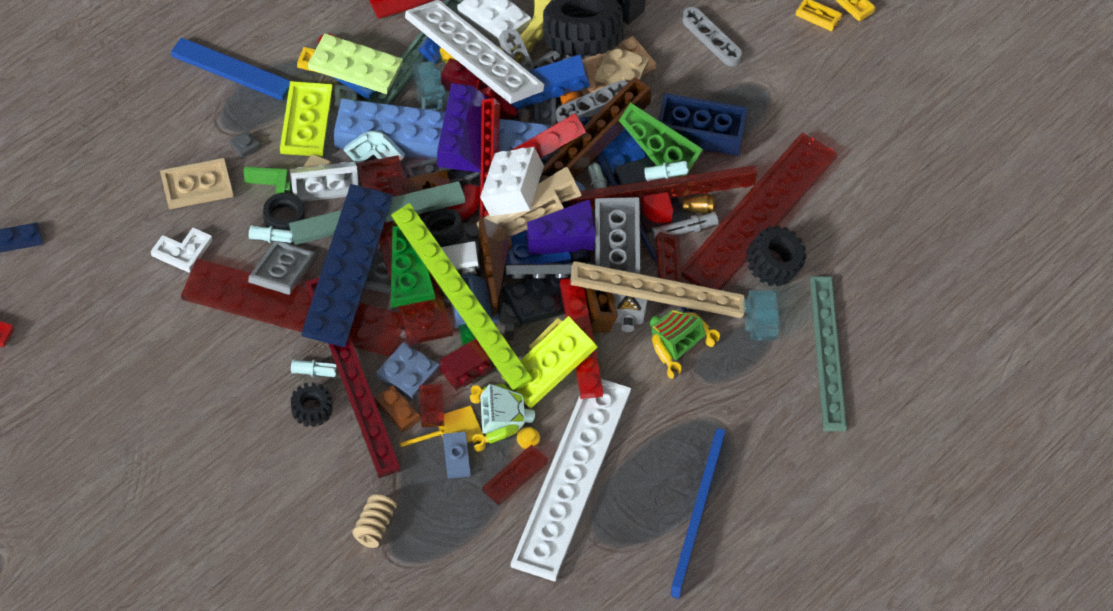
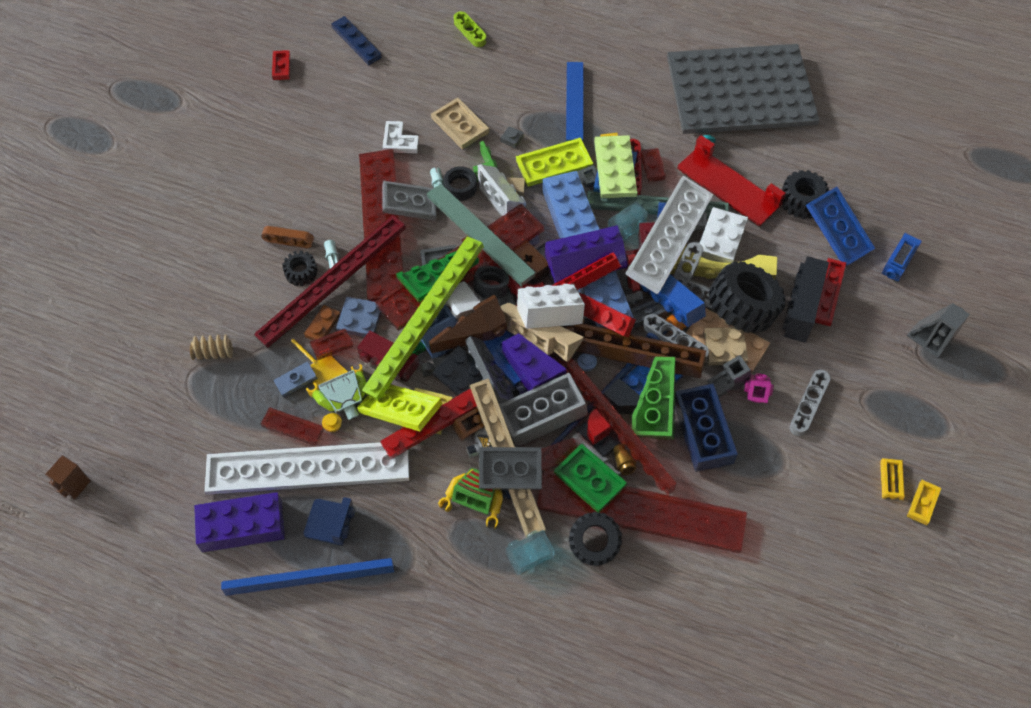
camera: 70 degrees right, 5 degrees up
(41, 131) = (470, 35): none -> lime beam
(260, 402) = (287, 237): none -> dark orange beam
(347, 265) = (418, 233): dark blue plate -> none
(364, 35) = (653, 165): none -> clear red plate
(372, 143) = (546, 206): light aqua plate -> none
(596, 176) = (604, 375): light aqua axle -> none
(608, 554) = (239, 522): none -> dark purple brick
(646, 472) = (330, 521): none -> dark blue bracket
(657, 77) = (732, 377): none -> dark grey brick
(666, 170) = (630, 415): light aqua axle -> none
(676, 288) = (510, 468): none -> dark grey plate
(681, 64) = (759, 394): none -> dark pink brick
(711, 234) = (590, 478): none -> green plate
(827, 354) = (523, 624): sand green tile -> none

